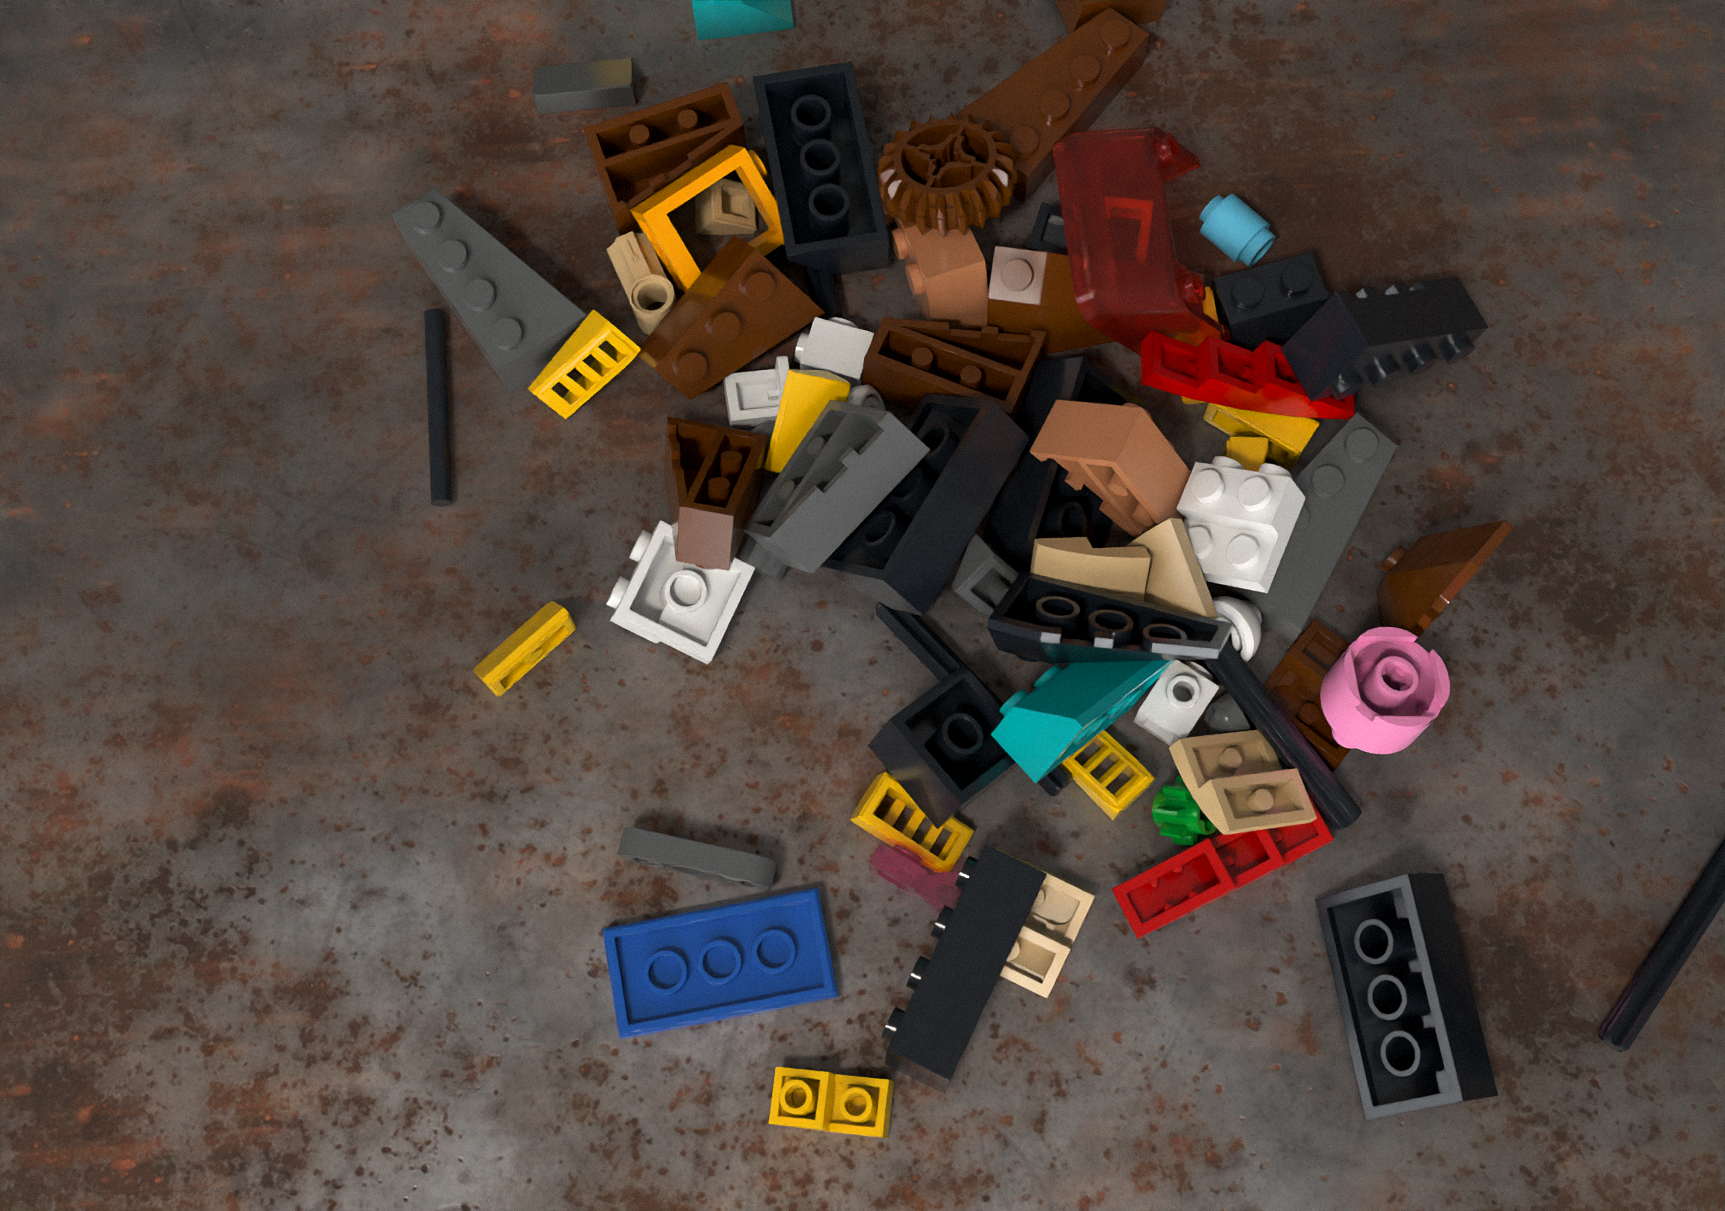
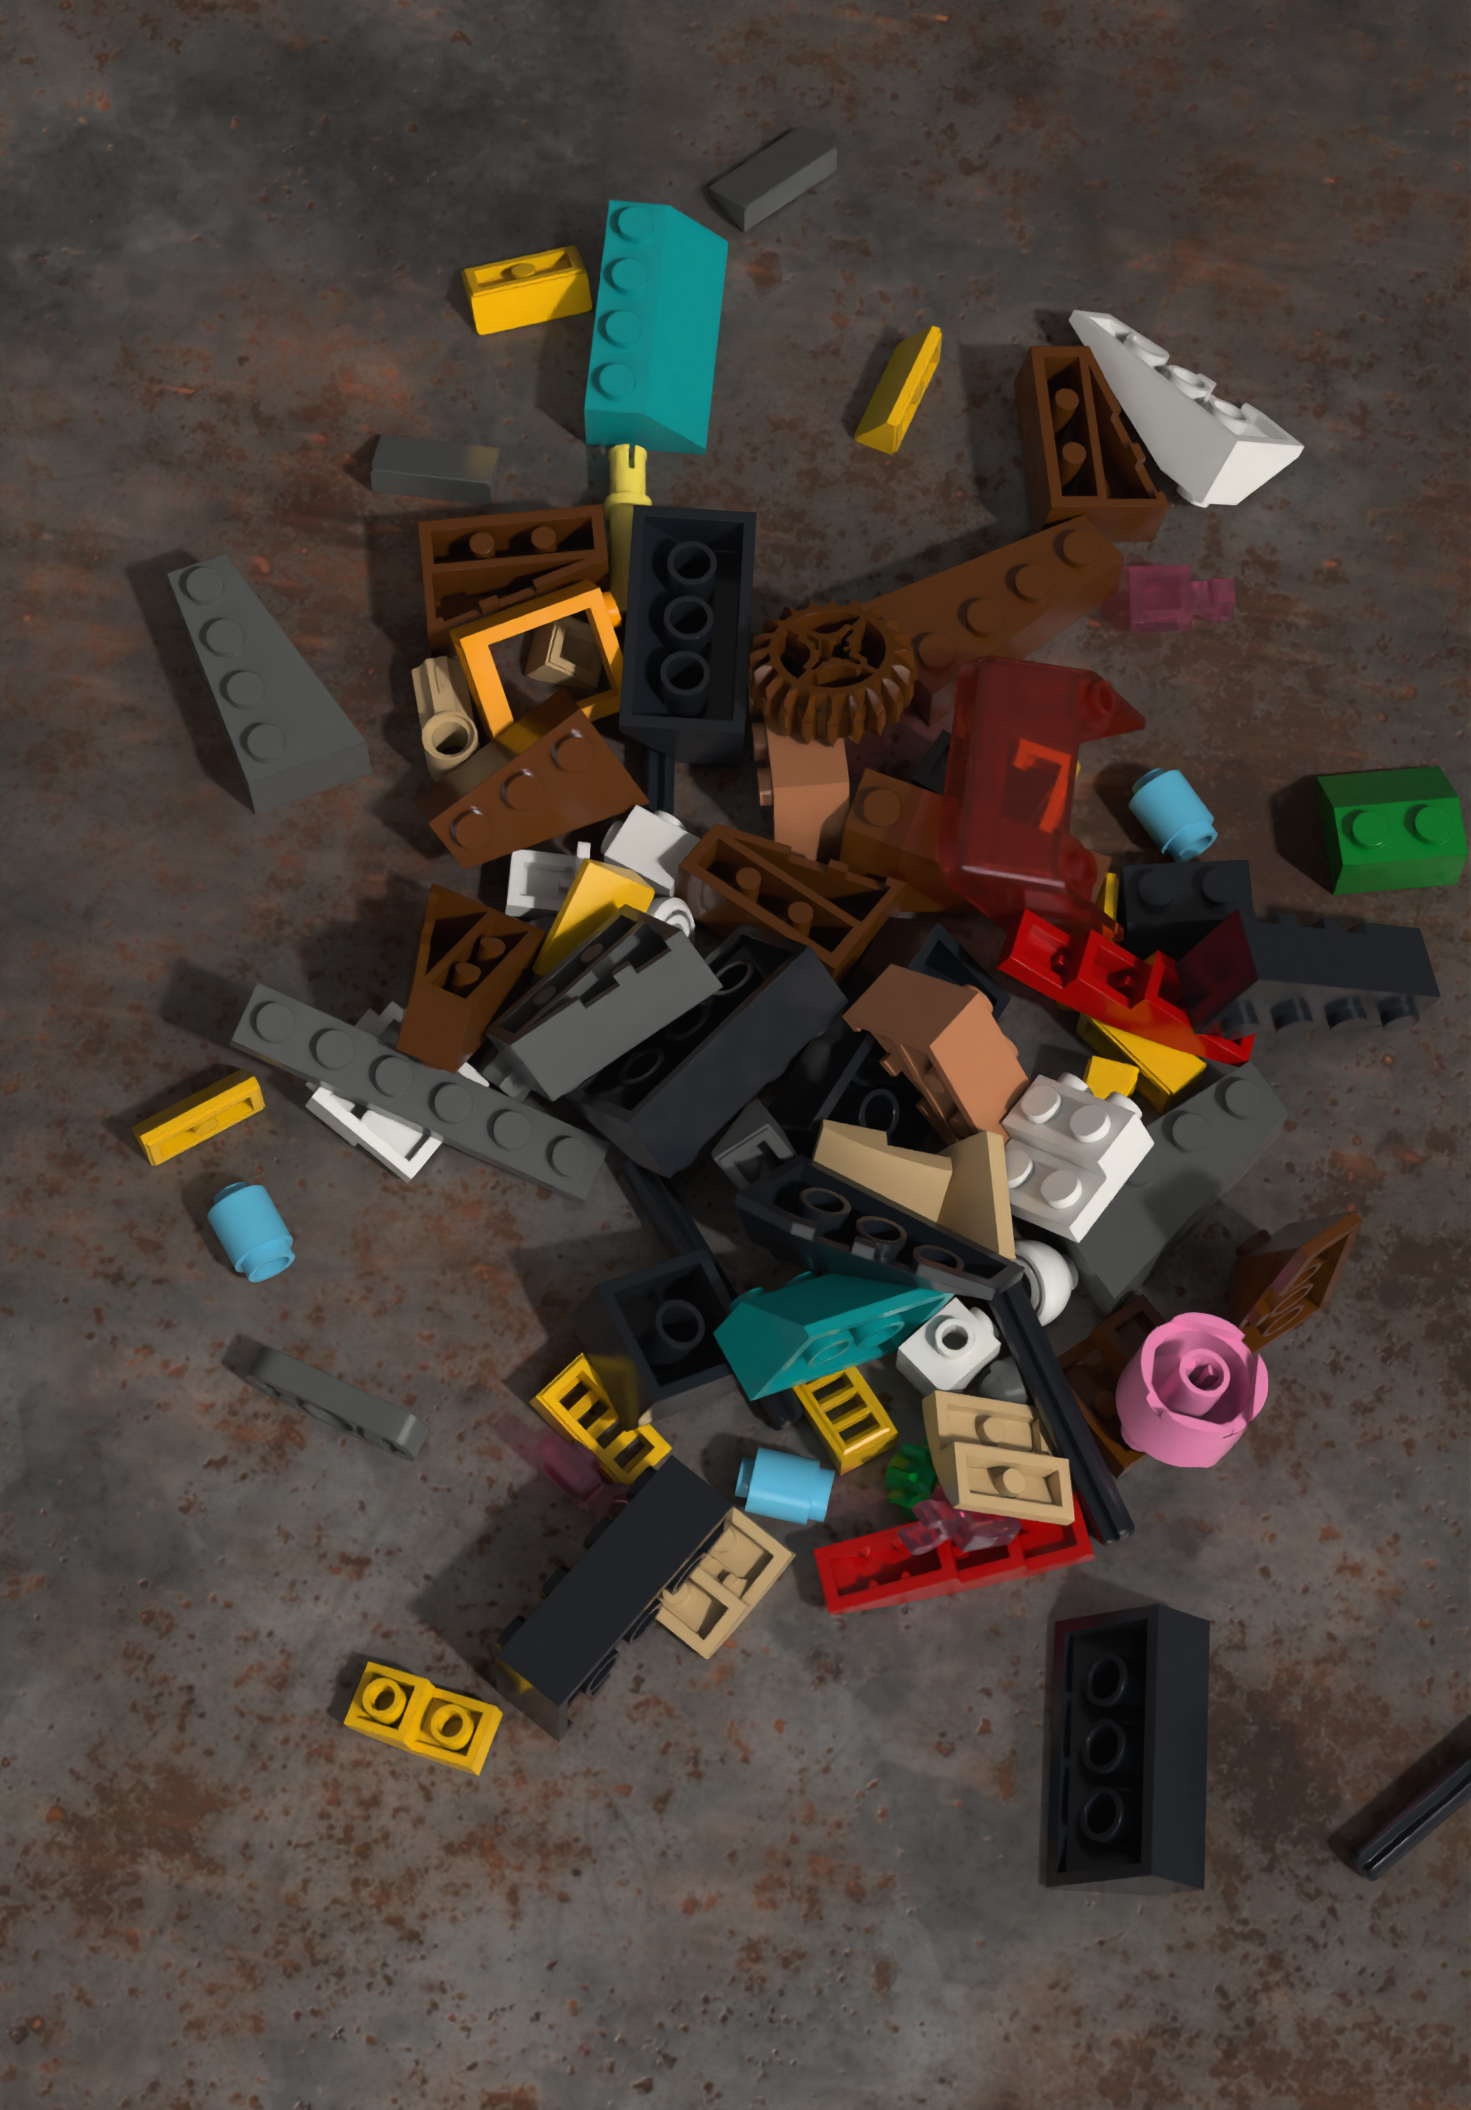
camera: 10 degrees right, 5 degrees down
(437, 408) = (166, 813): black bar -> none
(584, 341) = (353, 774): yellow slope -> none
(592, 733) = (251, 1231): none -> medium azure brick
(685, 590) = (420, 1097): none -> dark grey plate
(719, 963) = (334, 1531): blue tile -> none
(740, 71) = (626, 490): none -> light yellow pin
(1075, 842) = (785, 1486): none -> medium azure brick
(1187, 61) = (1166, 598): none -> clear pink plate
(1216, 846) = (966, 1528): none -> clear pink plate
(1409, 203) = (1391, 830): none -> green slope

